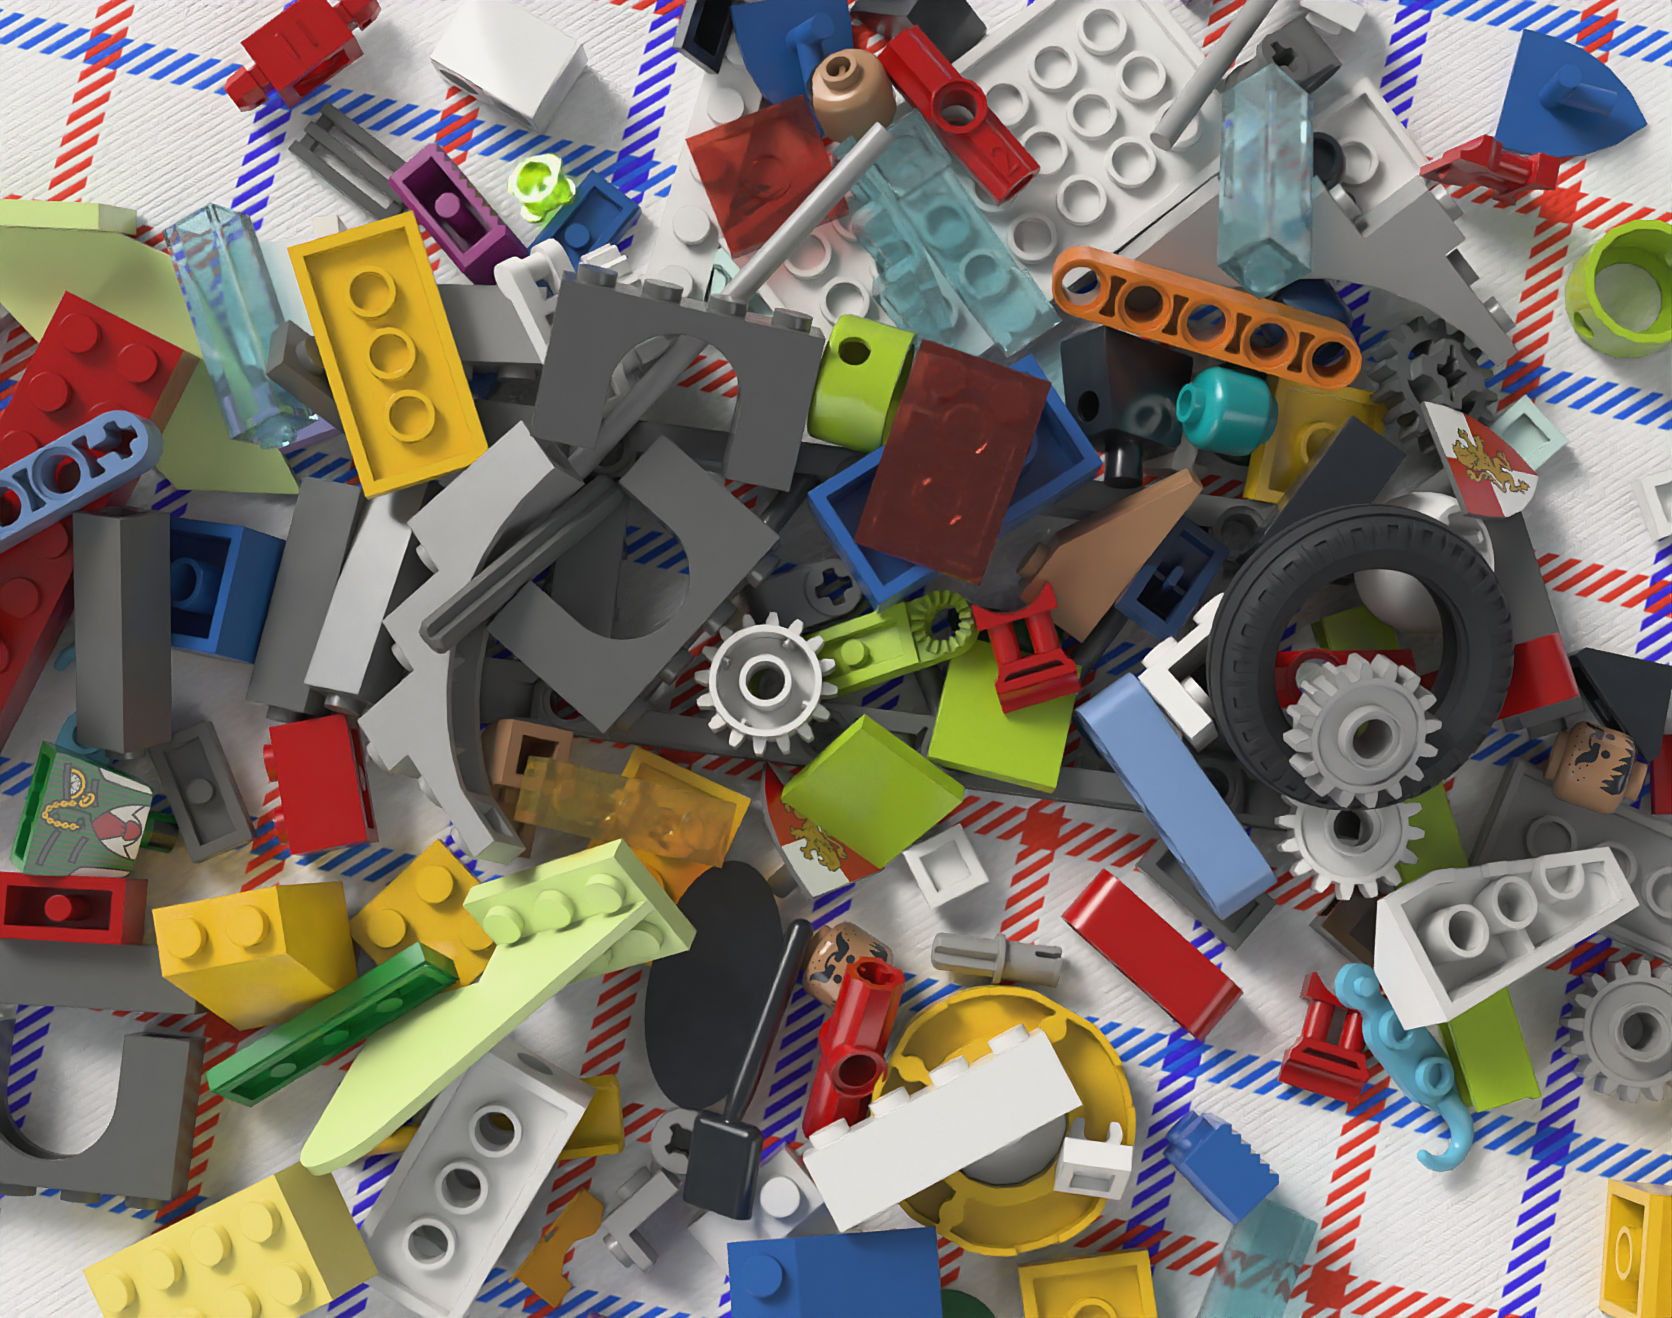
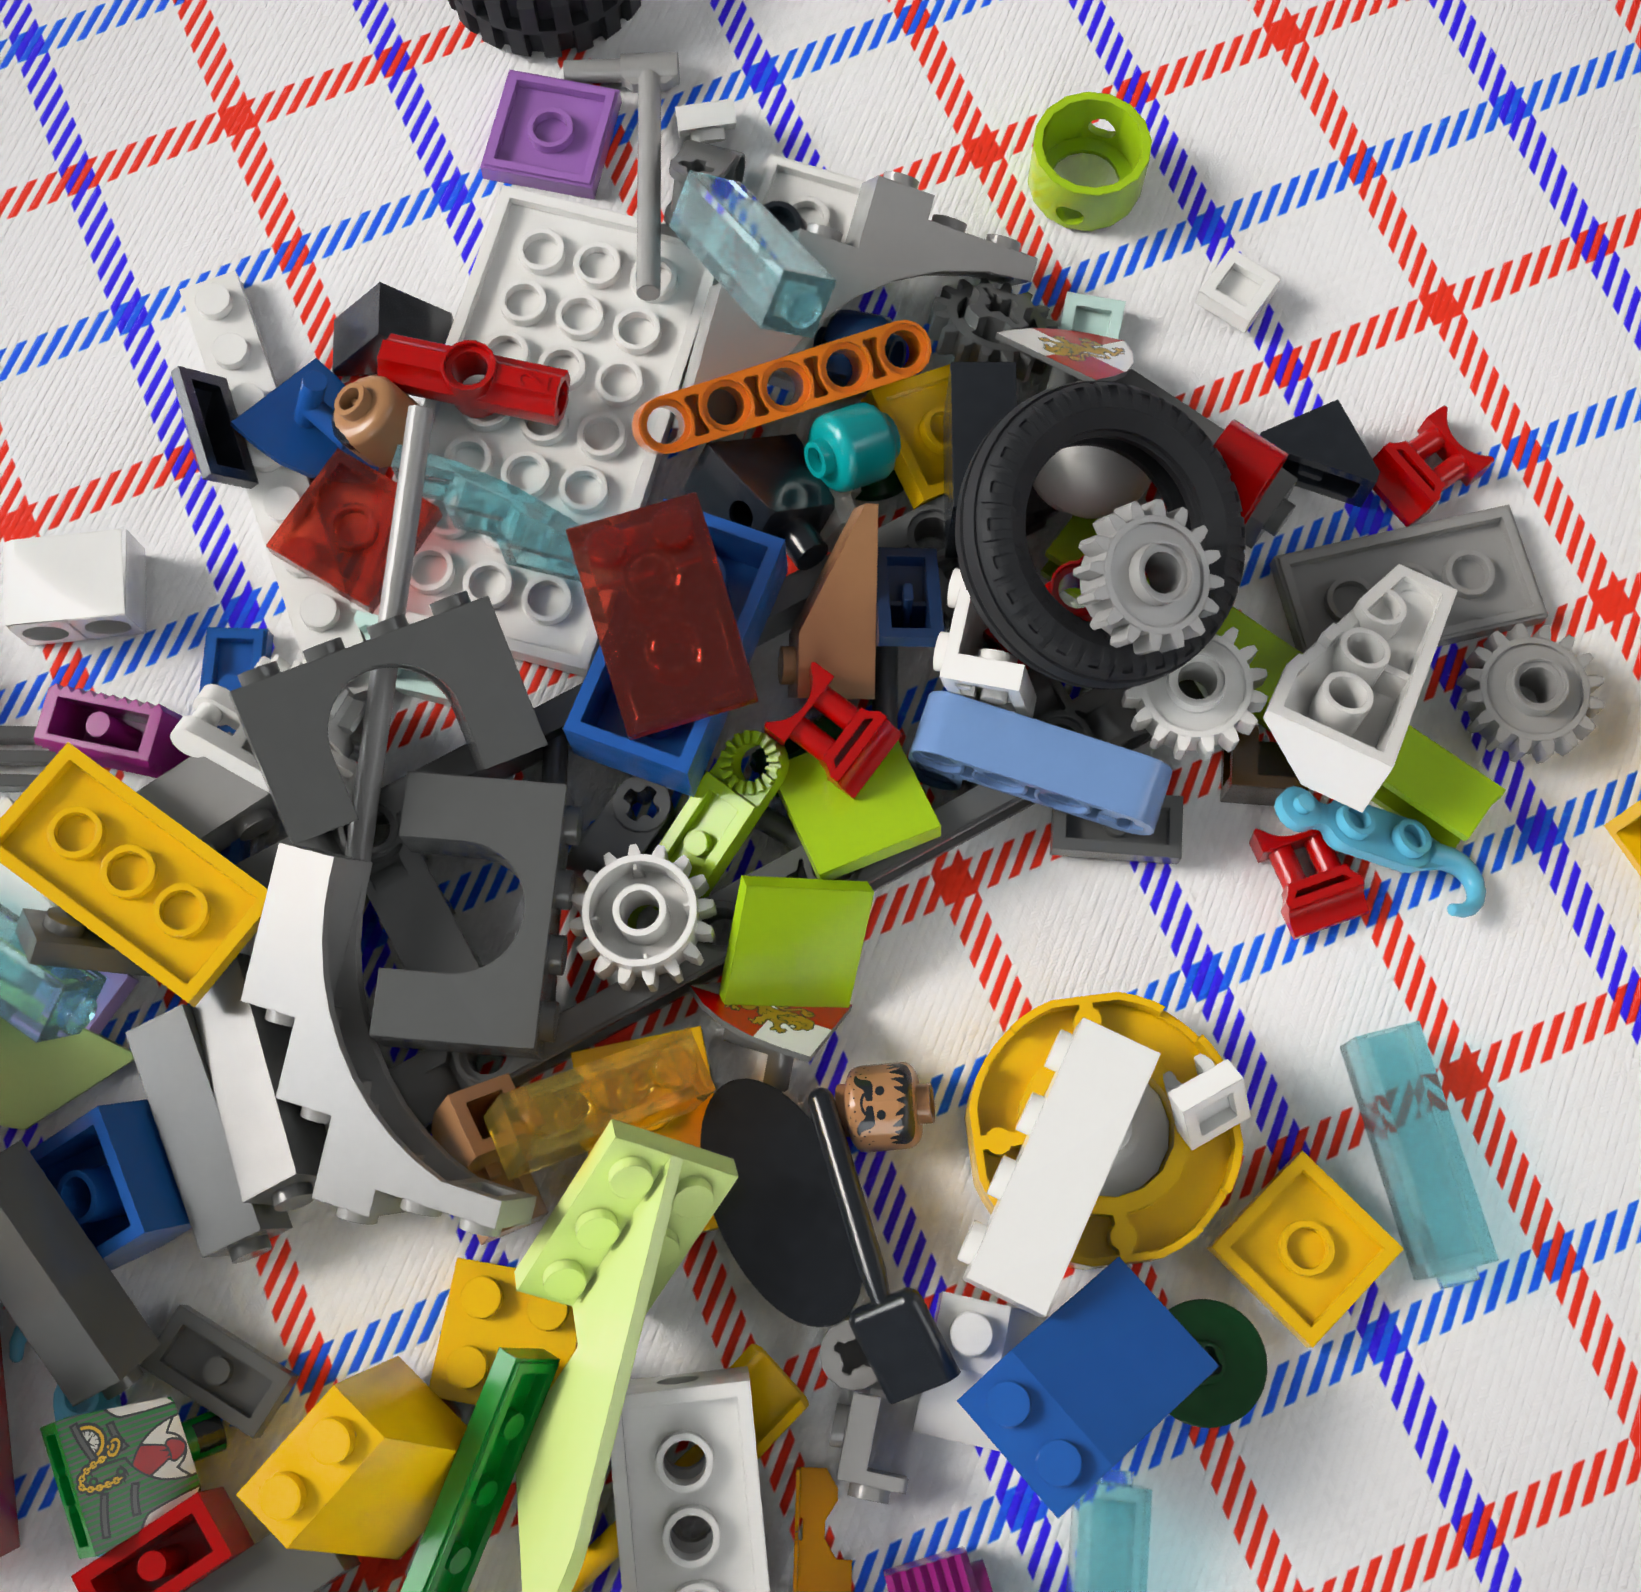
camera: 35 degrees left, 10 degrees down
(321, 785) = (321, 1286): red brick -> none
(520, 564) = (360, 964): dark grey axle -> none
(530, 176) = (160, 663): clear neon green plate -> none
(854, 1044) = (927, 1139): red piece -> none
(860, 383) = (544, 623): lime piece -> none
(945, 866) = (899, 964): white plate -> none
(961, 239) = (544, 468): clear light blue slope -> none
(997, 958) = (998, 1006): light grey axle -> none
(1152, 954) = (1118, 911): red beam -> none
(1219, 1164) = (1305, 1033): blue brick -> none
(1489, 166) = (921, 145): red piece -> none
(1563, 101) = (929, 79): blue shield -> none
(1595, 767) = (1339, 516): medium nougat head -> none

